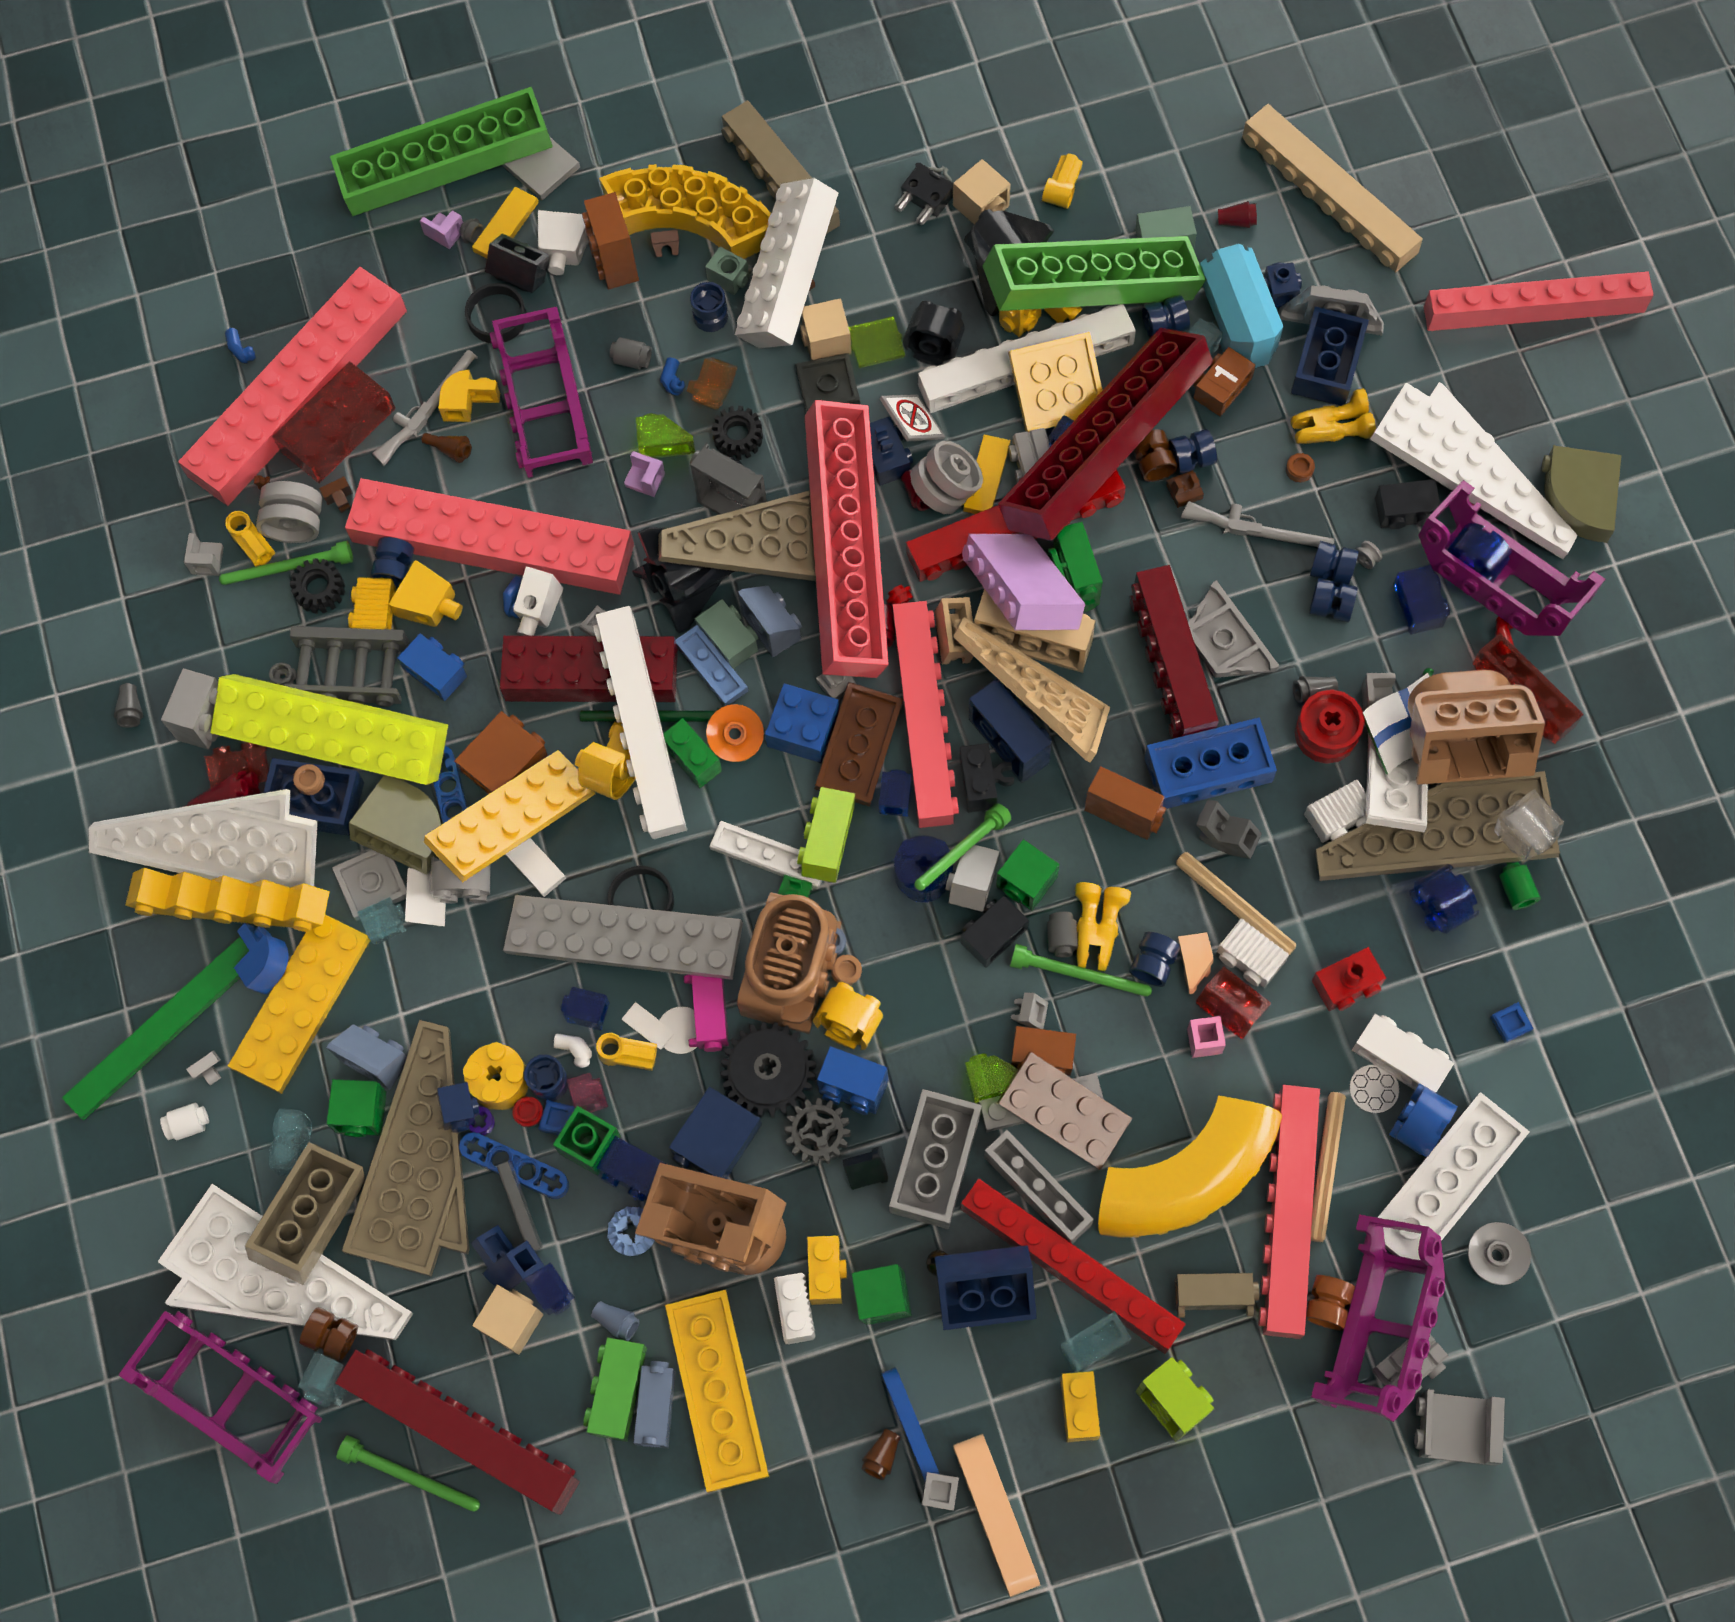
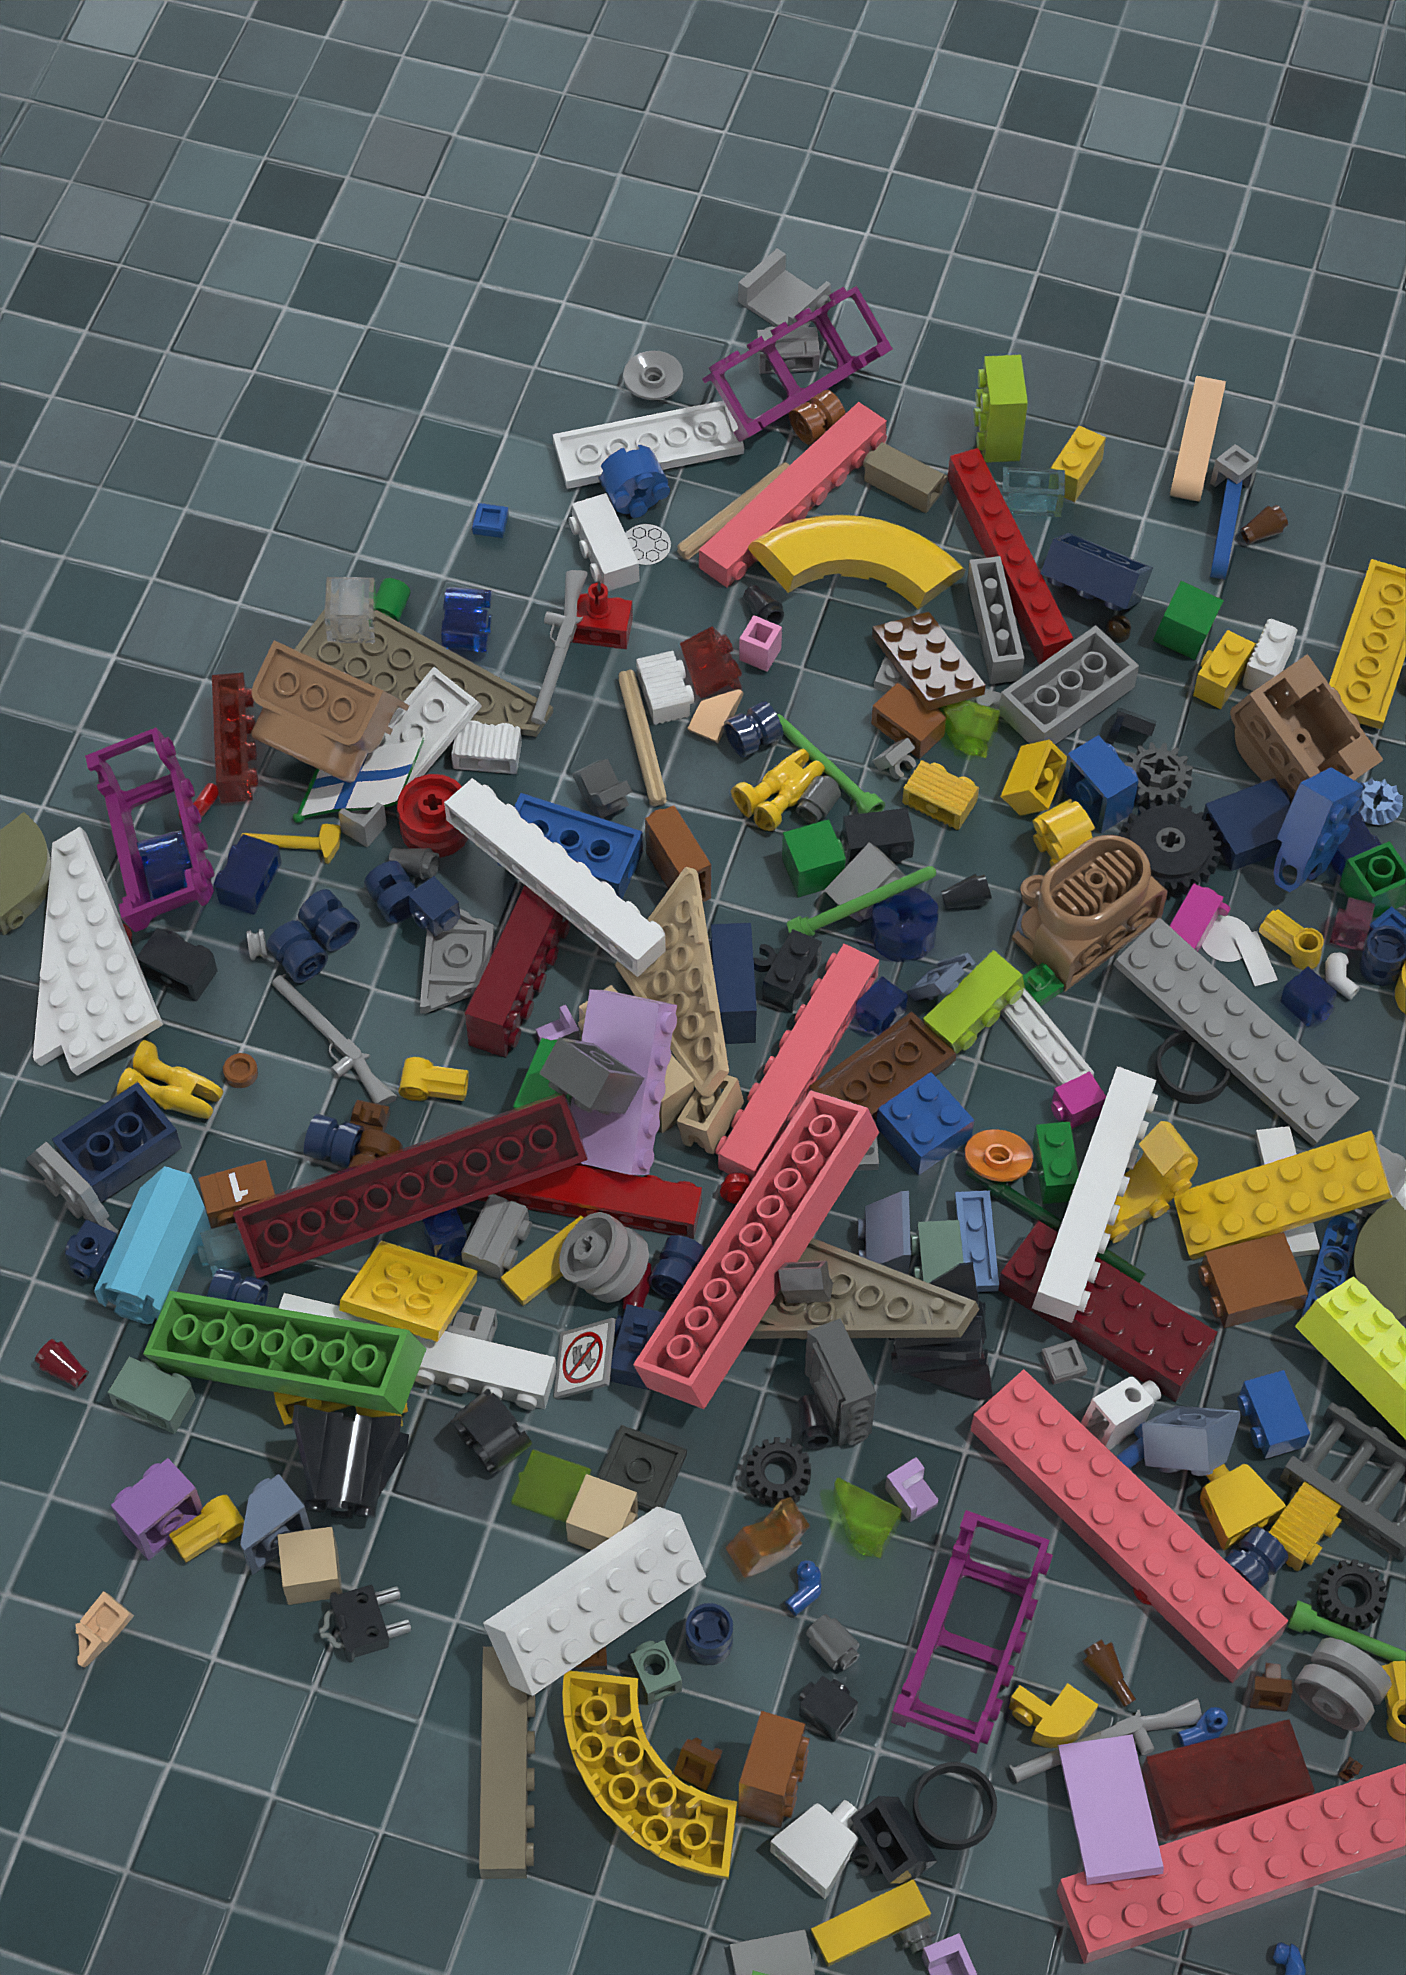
camera: 150 degrees left, 10 degrees down
(364, 450) = (1208, 1727): none -> blue arm
(393, 350) = (1110, 1809): none -> lavender tile
(478, 611) = (1189, 1439): none -> sand blue slope
(608, 315) = (827, 1706): none -> black brick
(650, 1129) = (1316, 825): none -> blue brick
(705, 812) = (1078, 1100): none -> dark pink brick
(780, 526) = (805, 1281): none -> flat silver piece
(864, 834) = (941, 979): none -> sand blue plate
(894, 932) = (968, 892): none -> black cone
(896, 510) = (676, 1265): none -> dark blue wheel
(909, 1058) = (1034, 777): none -> yellow brick
(973, 1001) = (940, 794): none -> yellow brick
(1000, 396) = (478, 1327): none -> light grey panel
(1025, 192) = (270, 1512): none -> sand blue slope
(1034, 543) = (591, 1077): none -> dark grey brick
(1080, 98) = (100, 1627): none -> light nougat slope
(1099, 162) = (156, 1507): none -> medium lavender brick
(1106, 625) = (563, 1027): none -> lavender panel
(1170, 534) = (424, 1079): none -> yellow piece
(1189, 695) = (556, 876): none -> white brick
(1232, 1082) = (763, 605): none -> black cone
(1264, 647) = (434, 907): none -> dark blue brick
(1307, 650) = (390, 888): none -> dark blue wheel
(1362, 944) = (568, 622): none -> light grey piece
(1393, 664) = (327, 841): none -> yellow piece

